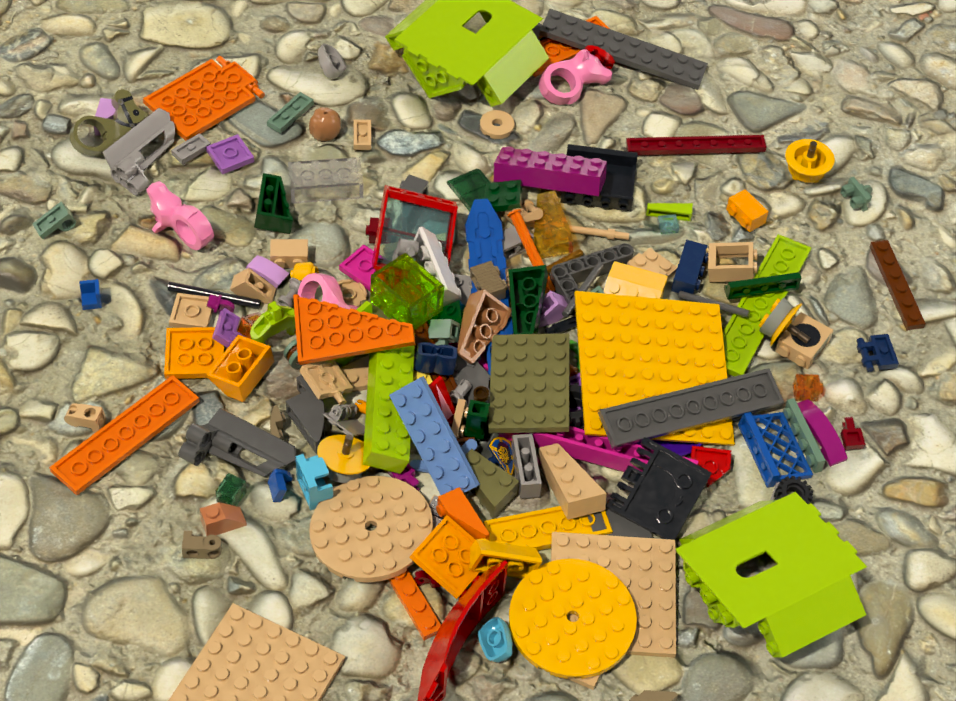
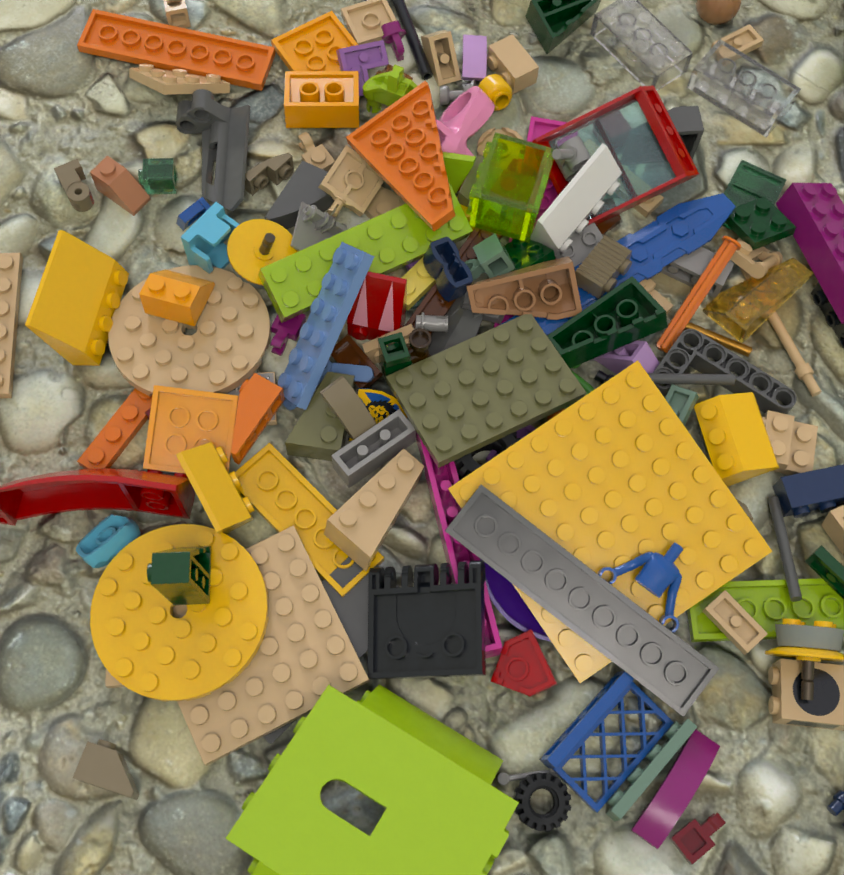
camera: 60 degrees right, 15 degrees up
(160, 444) = (177, 80): none -> tan plate
(278, 396) = (314, 155): none -> tan plate
(314, 572) = (77, 300): none -> yellow slope
(346, 517) = (175, 296): none -> light orange slope
(401, 149) = (743, 87): none -> clear brick
(497, 457) = (347, 407): none -> dark tan slope
(562, 585) = (182, 574): none -> dark green wedge
(703, 364) = (655, 576): none -> blue piece
(745, 348) = (735, 622): none -> tan plate
(807, 387) = (739, 724): clear orange brick -> none

